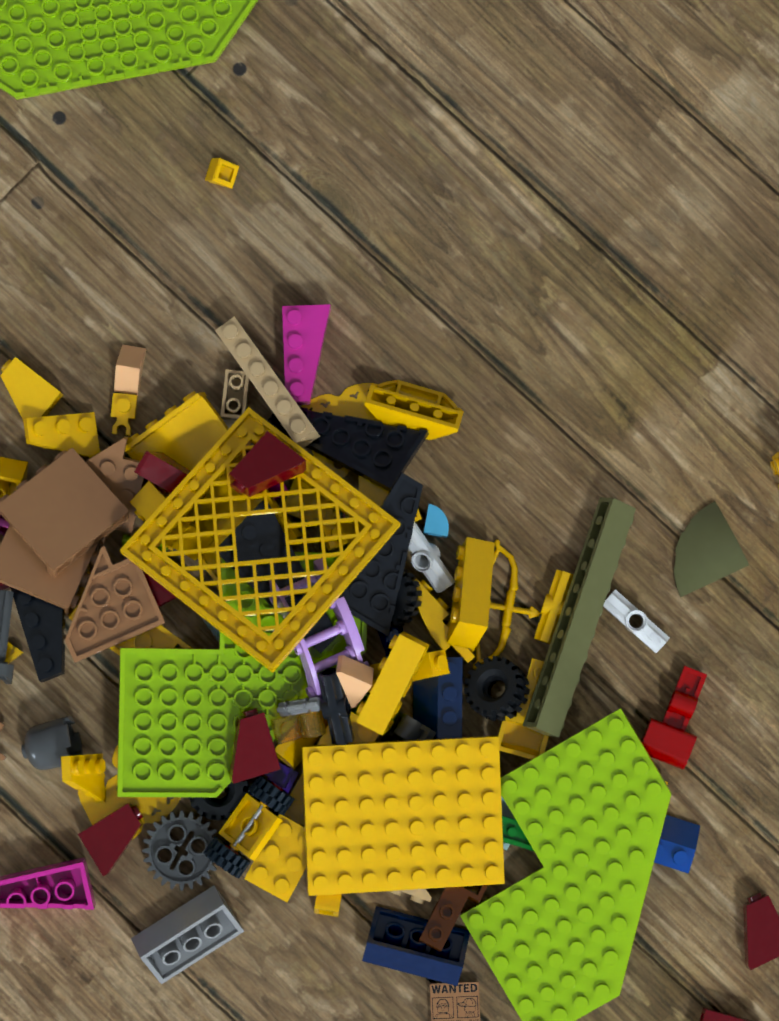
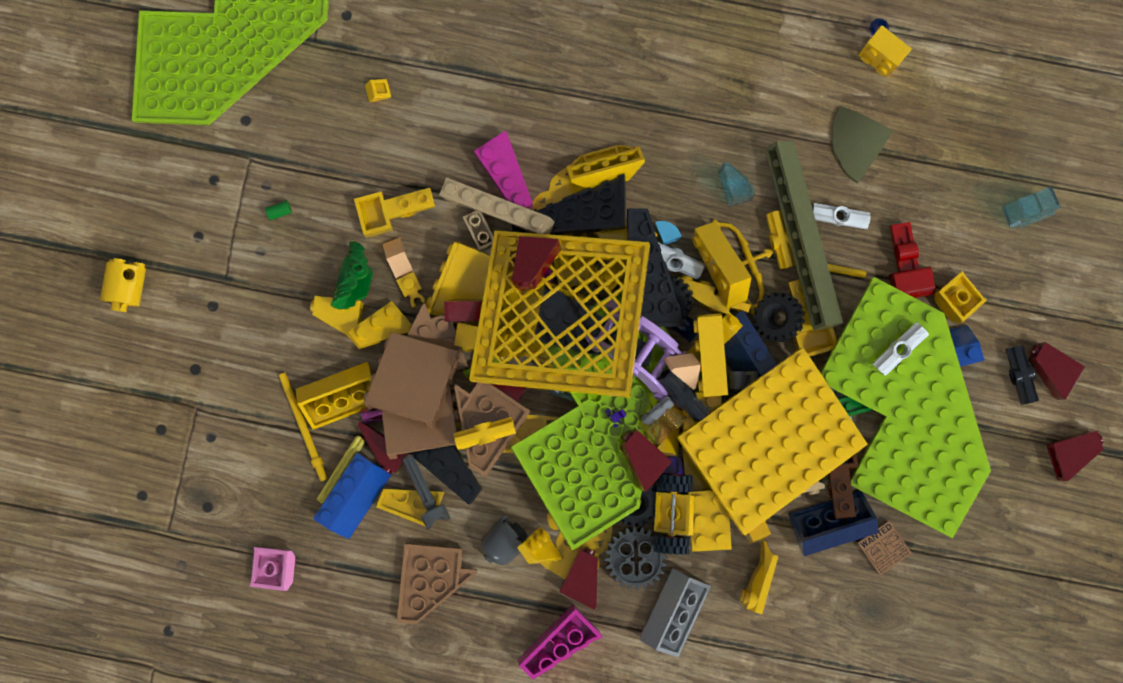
camera: 30 degrees left, 0 degrees up
(34, 239) = (278, 210): none -> green piece
(67, 363) = (353, 279): none -> green piece
(101, 616) = (484, 433): none -> yellow piece
(137, 307) = (376, 212): none -> yellow plate
(252, 685) = (615, 416): none -> dark purple plate
(280, 969) = (756, 593): none -> yellow slope
(542, 520) = (735, 185): none -> clear light blue slope
(582, 805) = (909, 339): none -> white piece
(603, 683) = (847, 271): none -> yellow bar
(707, 790) = (959, 298): none -> yellow slope
(723, 916) = (1022, 375): none -> black piece

